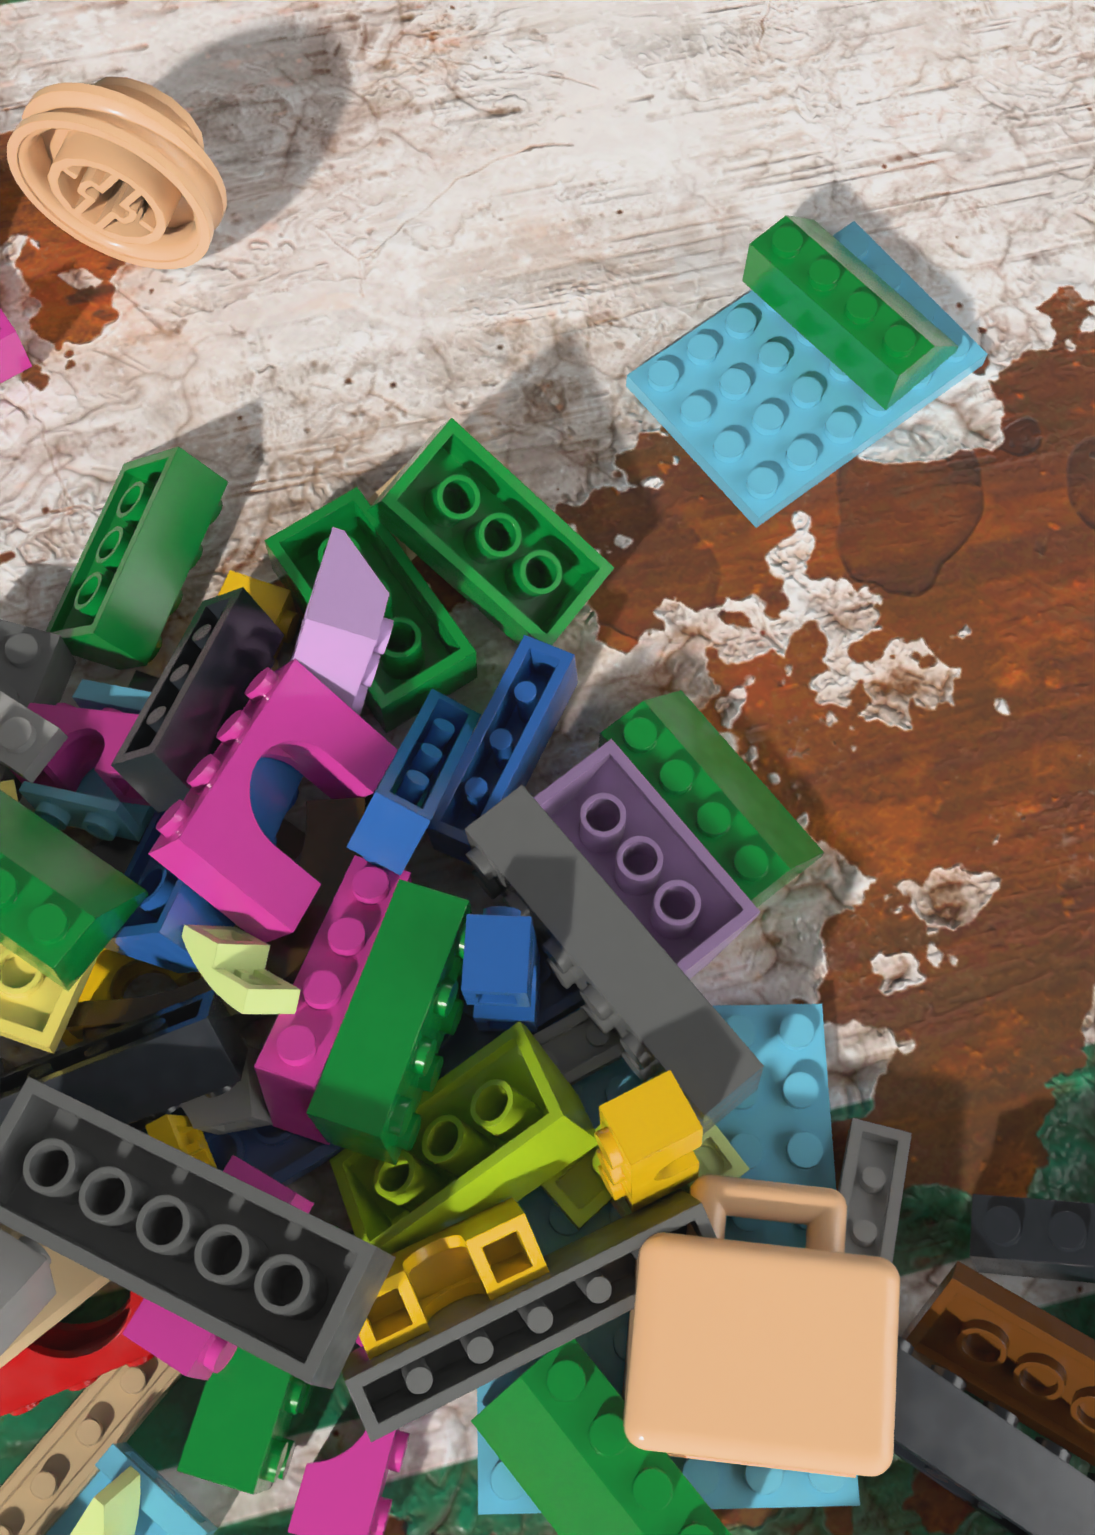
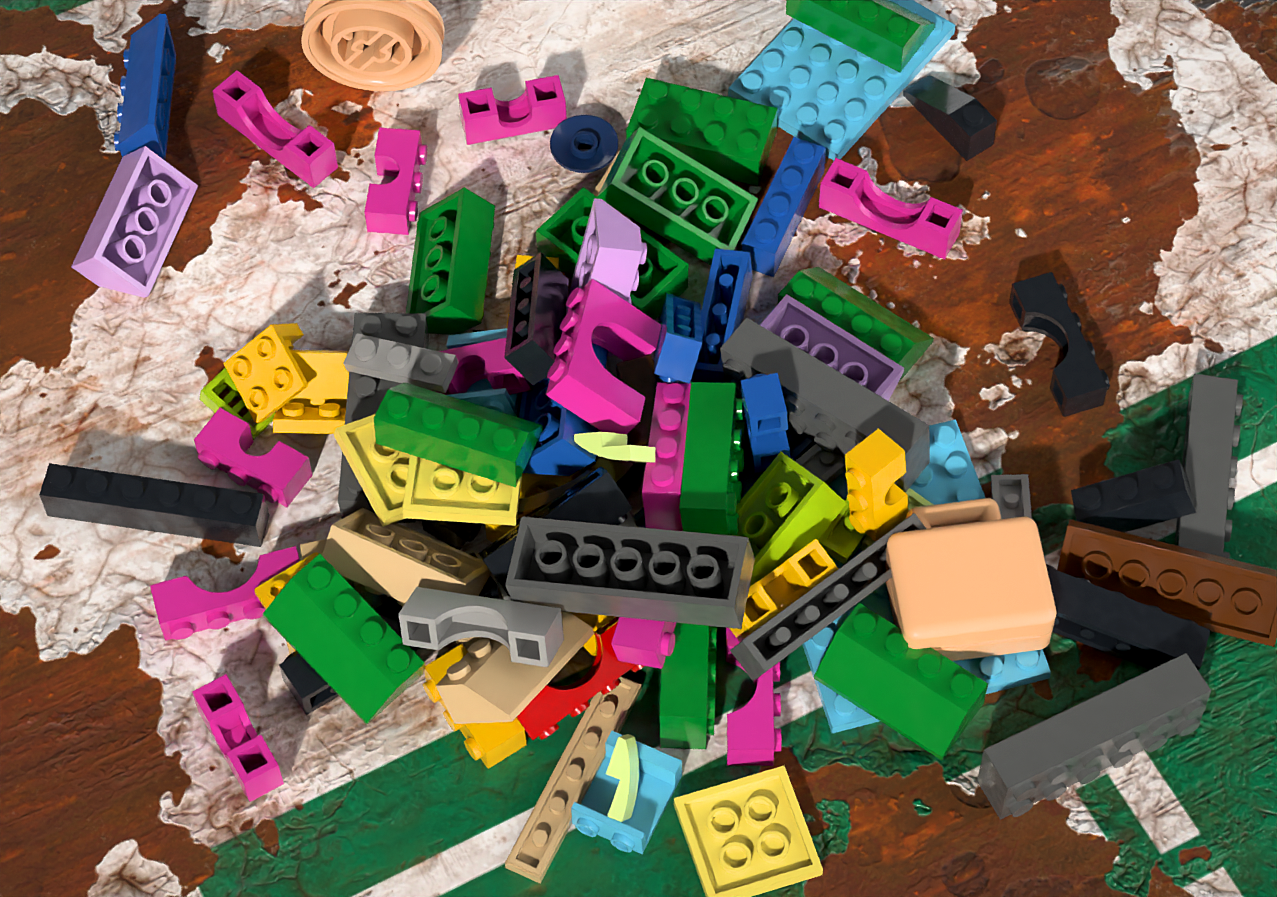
camera: 10 degrees left, 10 degrees down
(89, 443) = (392, 205): none -> dark pink arch
(264, 343) = (536, 110): none -> dark pink arch
(387, 396) = (584, 133): none -> dark blue dish
(569, 434) = (711, 128): none -> green brick
(653, 583) = (784, 205): none -> blue brick
(855, 664) = (854, 196): none -> dark pink arch
(949, 495) = (954, 115): none -> black slope
(1007, 846) = (1043, 308): none -> black arch

